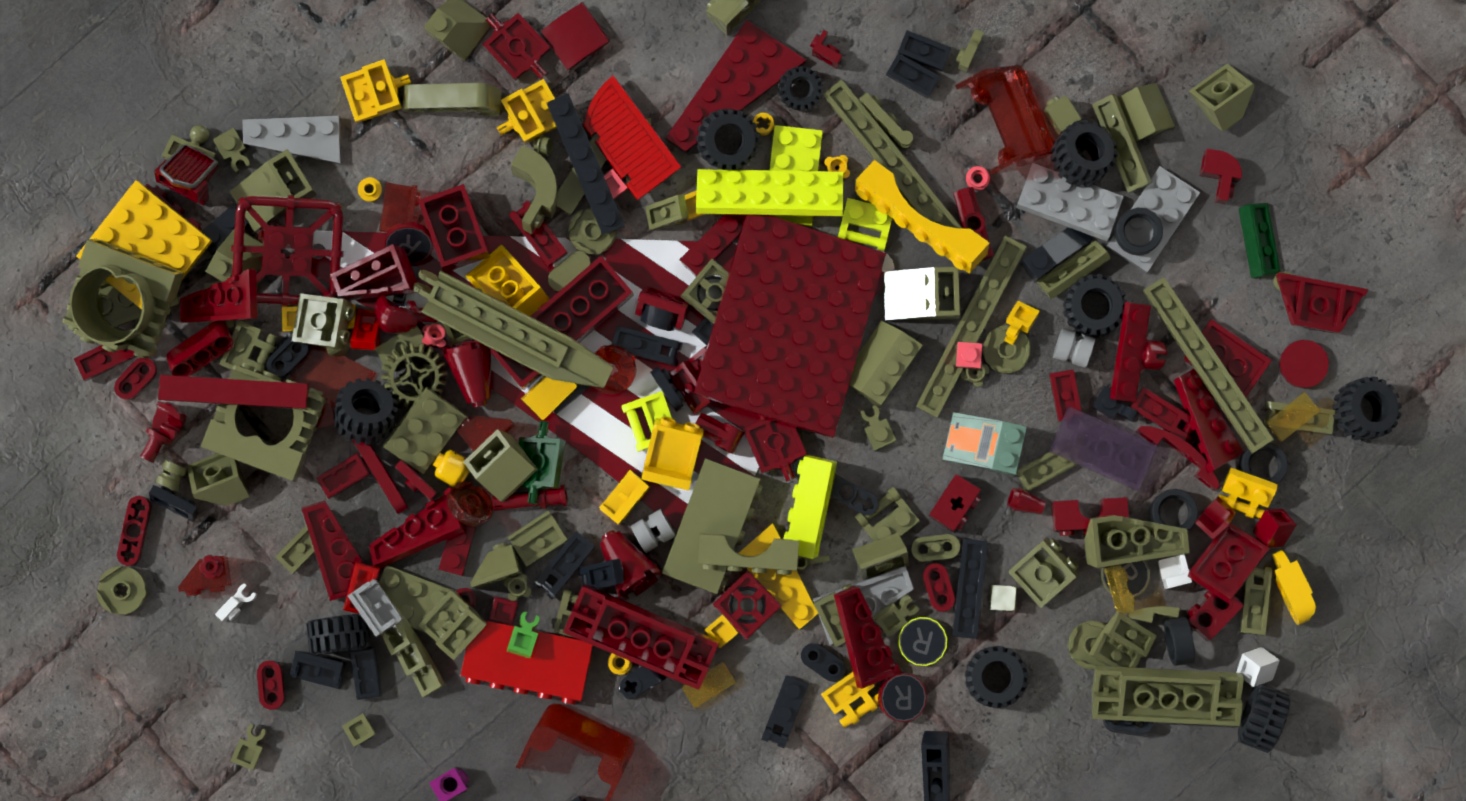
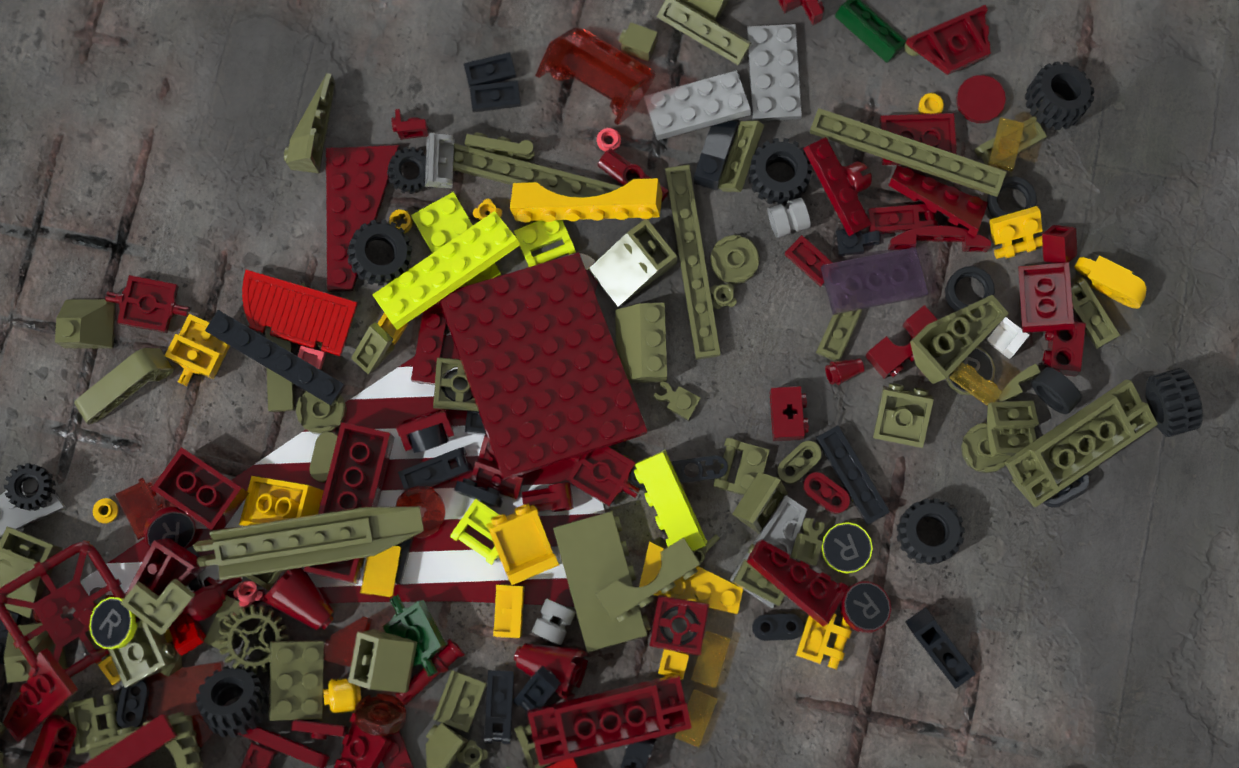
camera: 35 degrees left, 5 degrees down
(317, 285) = (112, 624): none -> black tile
(319, 116) = (19, 476): none -> black tyre
(357, 301) = (156, 610): none -> olive plate
(373, 91) = (50, 426): yellow plate -> none
(536, 170) = (235, 393): olive arch -> none
(541, 239) = (277, 444): dark red plate -> none
(543, 145) = (229, 369): olive plate -> none
(575, 36) = (191, 261): dark red slope -> none
(618, 670) = (607, 763): yellow plate -> none
(753, 648) = (711, 660): none -> clear yellow plate
(785, 710) = (776, 692): black plate -> none
(828, 99) = (439, 161): none -> light grey hinge
(966, 55) = (526, 50): olive plate -> none
(968, 355) = (708, 284): coral plate -> none
(984, 443) = (775, 347): sand green slope -> none
(1002, 598) = (885, 462): slope -> none
(1020, 319) = (727, 226): yellow plate -> none
(1095, 142) = (683, 43): black tyre -> none
(1144, 213) = (775, 69): black tyre -> none
(1215, 517) = (1007, 269): dark red panel -> none
(1258, 666) = (1133, 365): white panel -> none
(1259, 339) = (931, 104): none -> yellow tile

